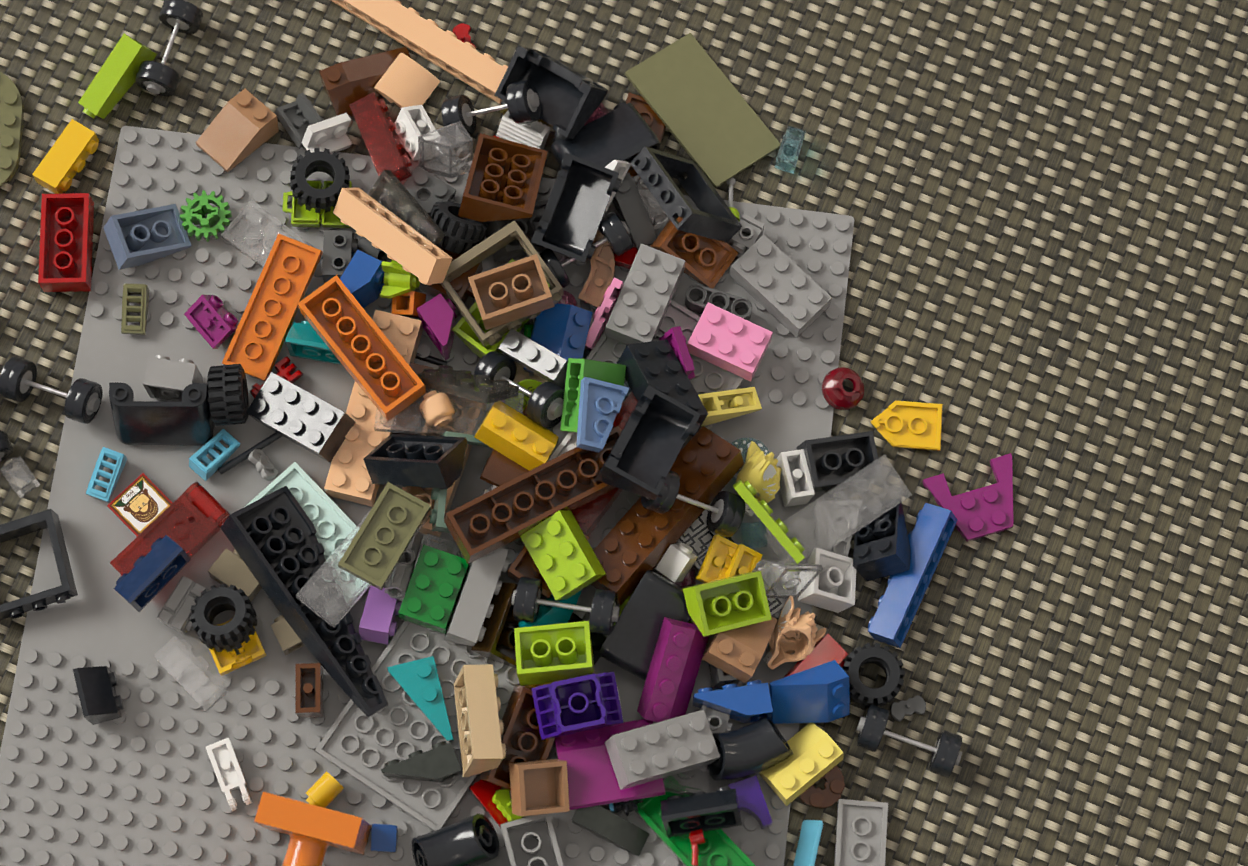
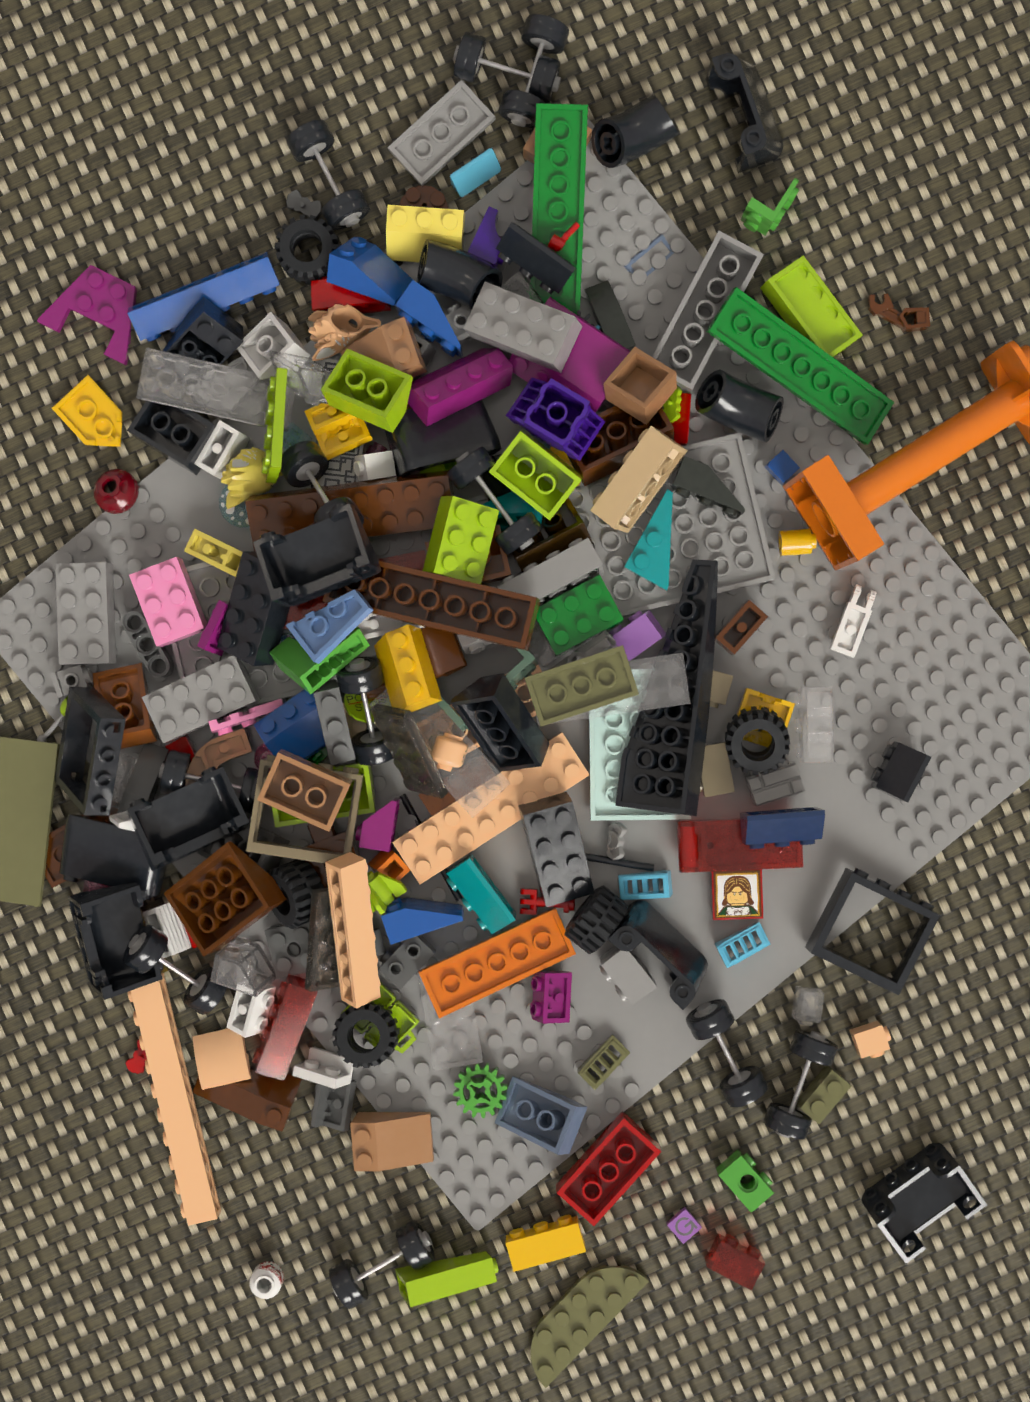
camera: 135 degrees left, 15 degrees up
(362, 348) = (463, 854): orange brick -> none

